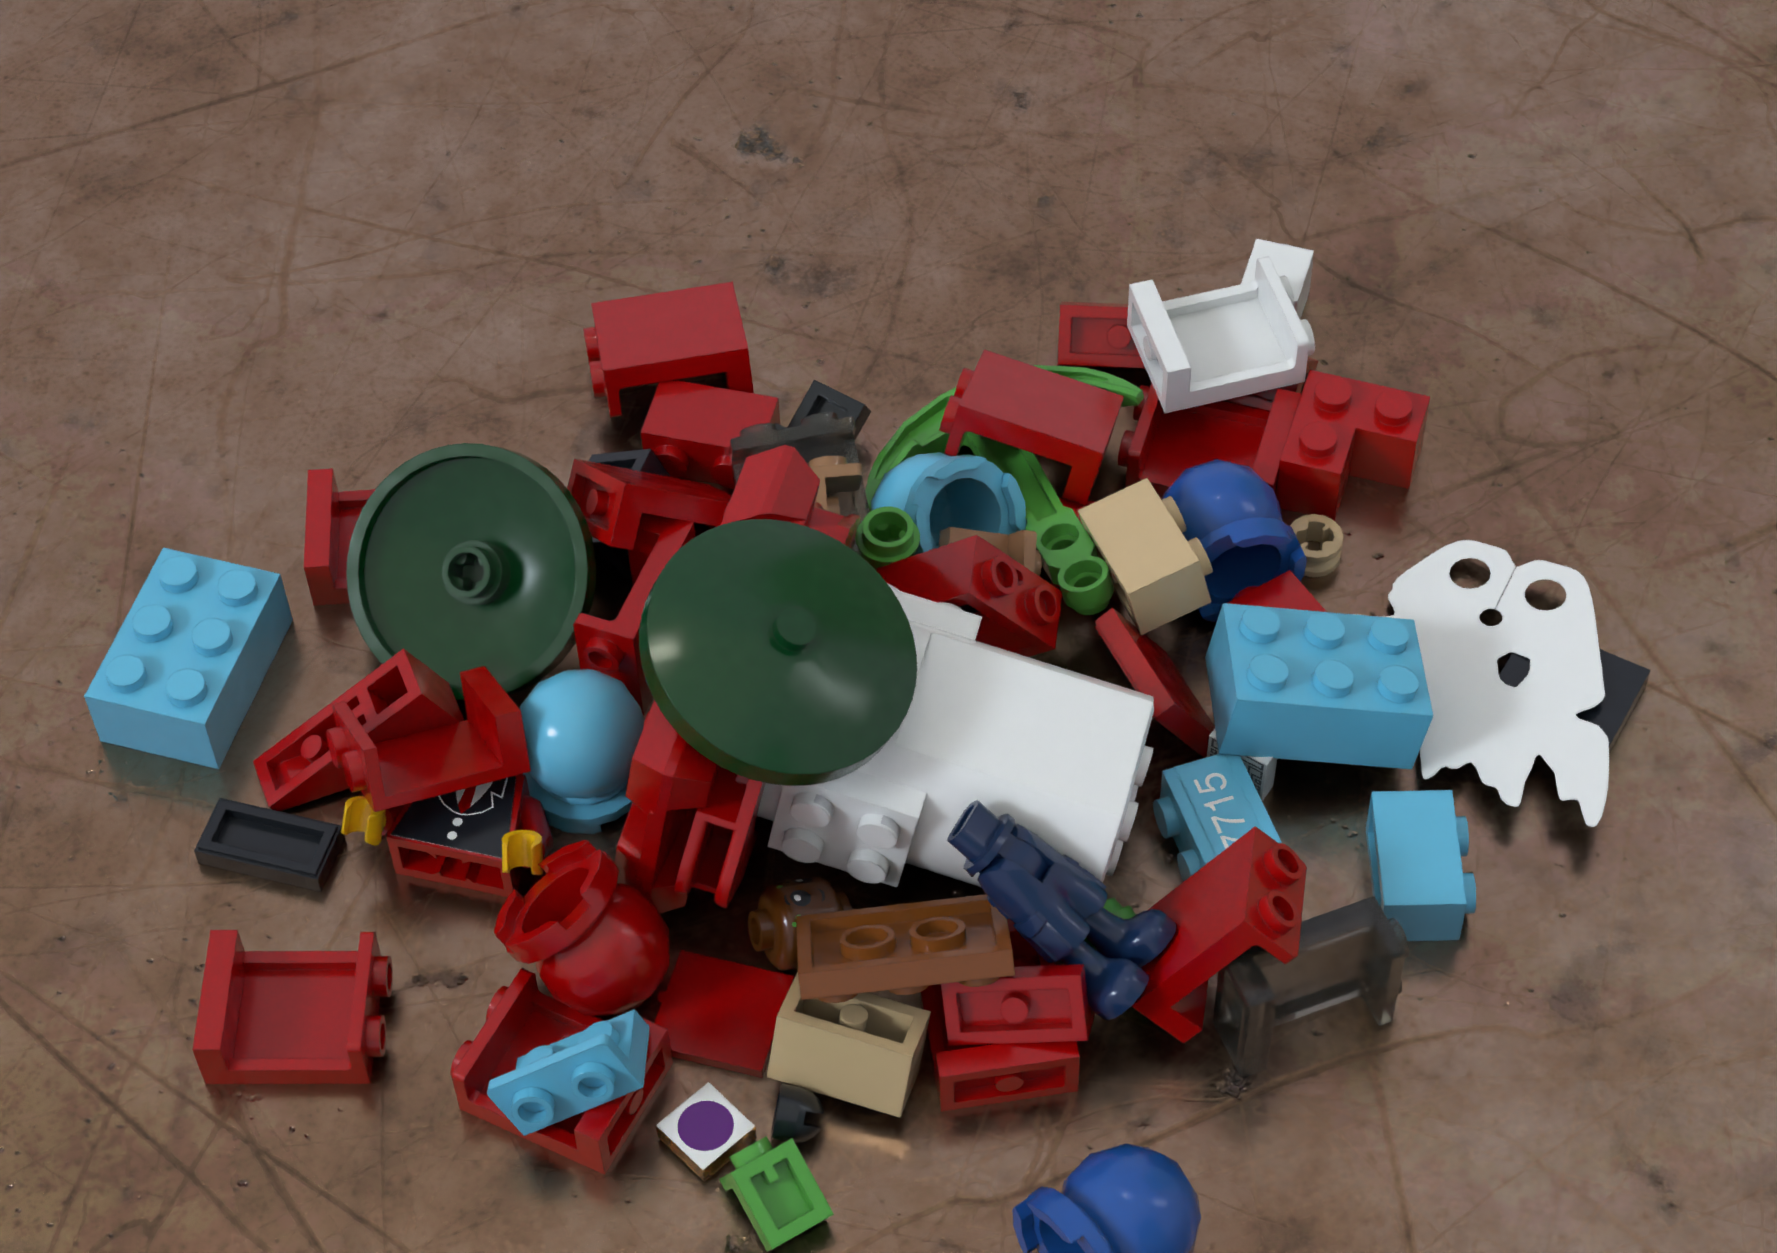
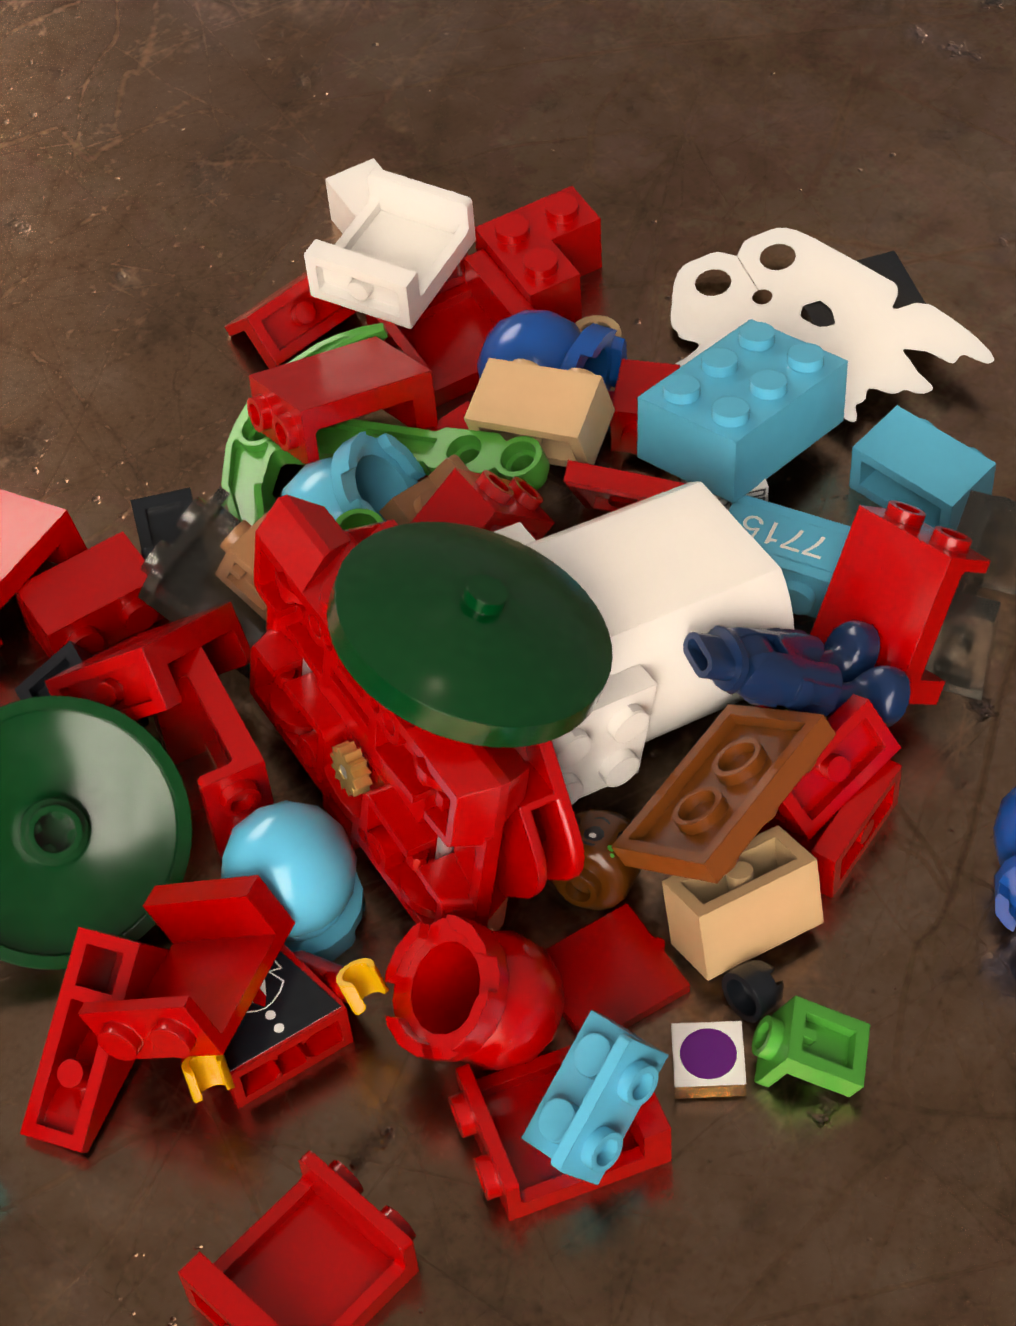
camera: 45 degrees left, 0 degrees up
(270, 844) = (115, 1179): black tile -> none

